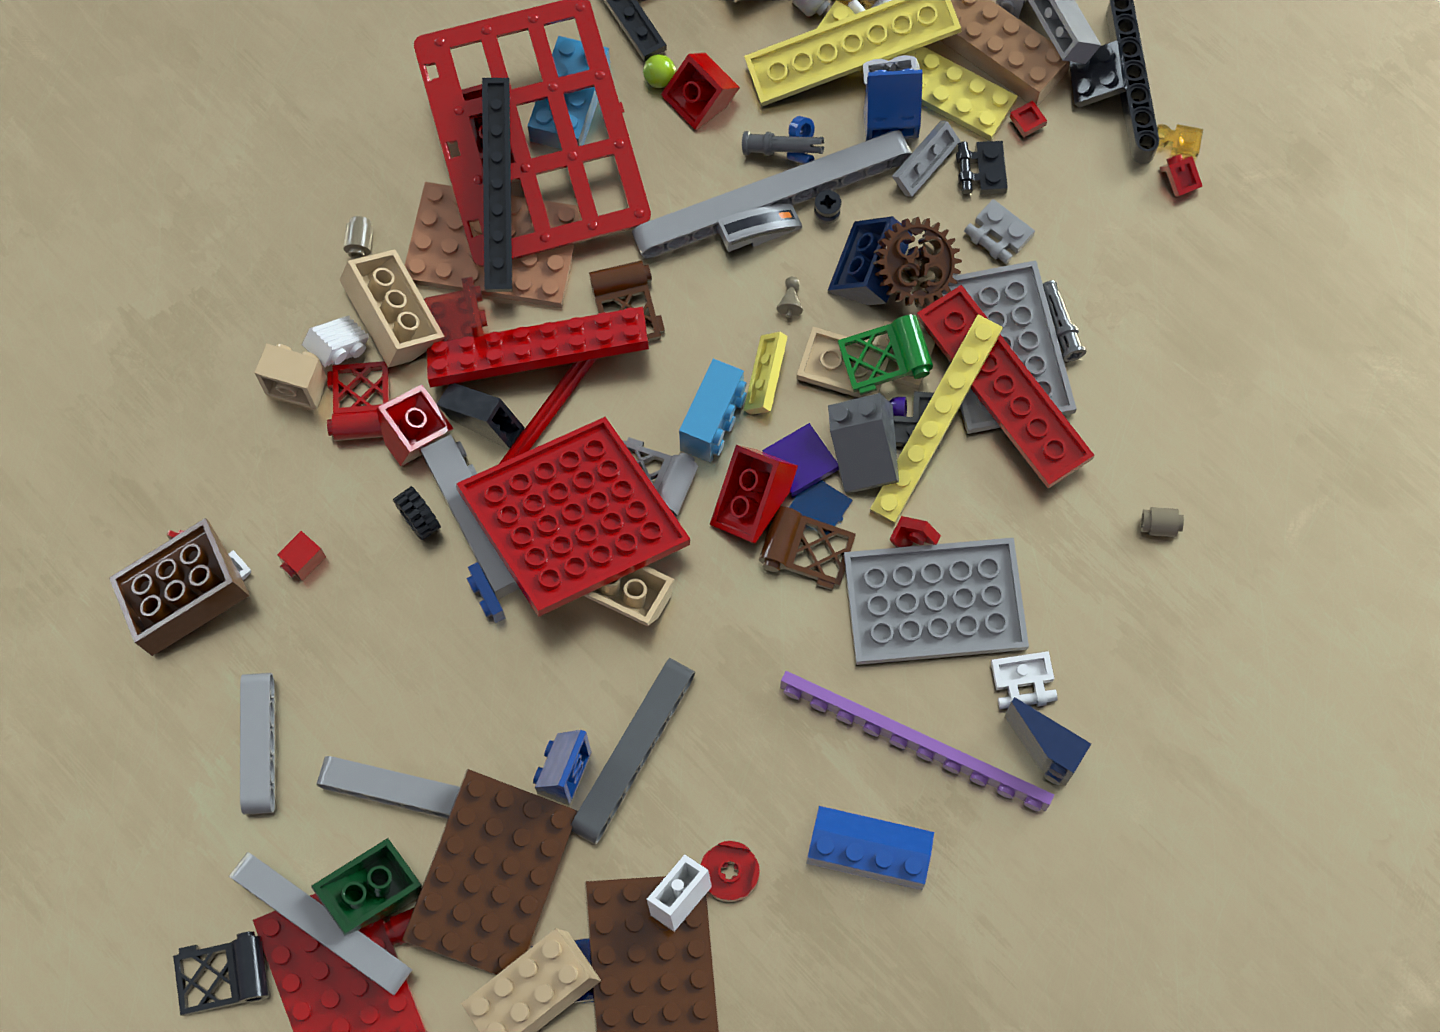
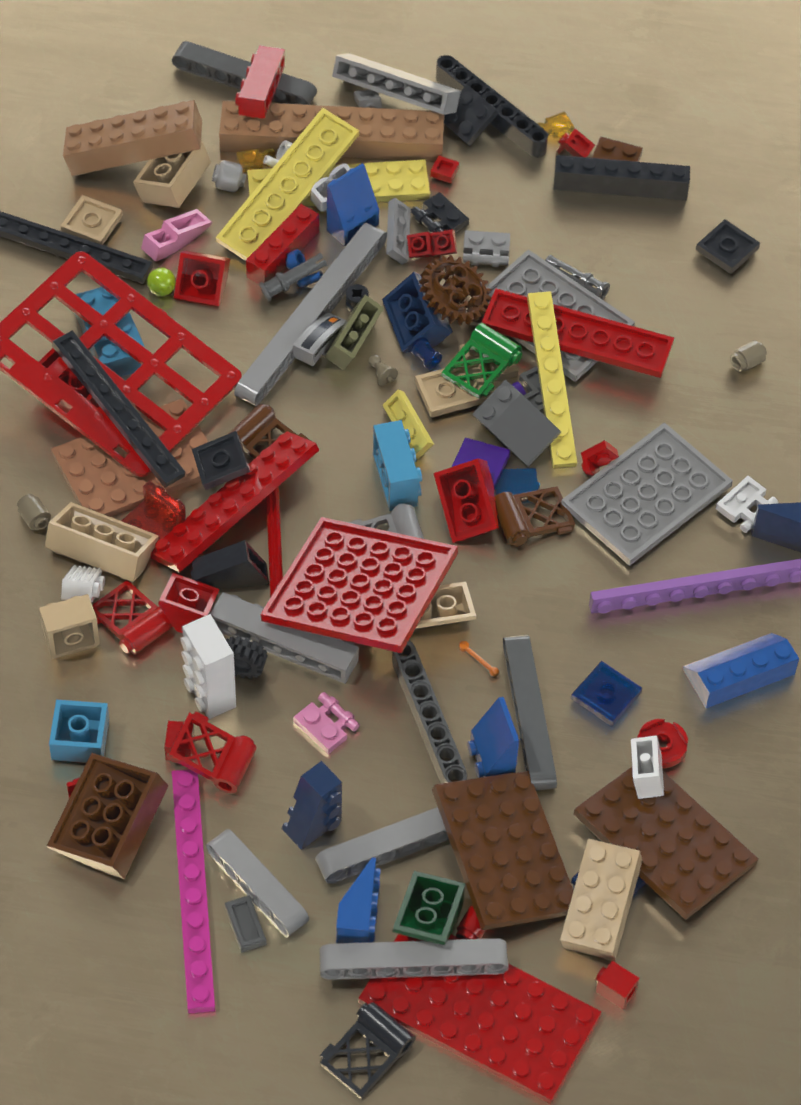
camera: 40 degrees left, 15 degrees down
(201, 709) = (193, 892): none -> dark pink plate
(219, 774) = (245, 923): none -> dark grey tile
(221, 486) = (78, 730): none -> dark azure brick
(307, 841) = (359, 908): none -> blue slope
(330, 608) = (233, 757): none -> red piece
(355, 710) = (316, 806): none -> dark blue wedge
(362, 505) = (208, 667): none -> white brick
(437, 629) = (321, 728): none -> bright pink plate
(479, 583) = (336, 679): blue plate -> none
(536, 703) = (425, 707): none -> dark grey beam
(553, 298) = (221, 460): none -> black plate
(633, 639) = (464, 647): none -> orange hinge
(713, 28) = (175, 234): none -> bright pink slope
(721, 782) = (606, 693): none -> clear blue plate
(791, 242) = (354, 332): none -> olive brick
(811, 100) = (292, 234): none -> red brick
(845, 309) = (427, 354): none -> clear blue bush
(947, 193) = (431, 244): none -> red slope
(1197, 240) = (621, 177): none -> black brick
(1214, 209) = (617, 150): none -> reddish brown wing
(1244, 386) = (727, 246): none -> black plate

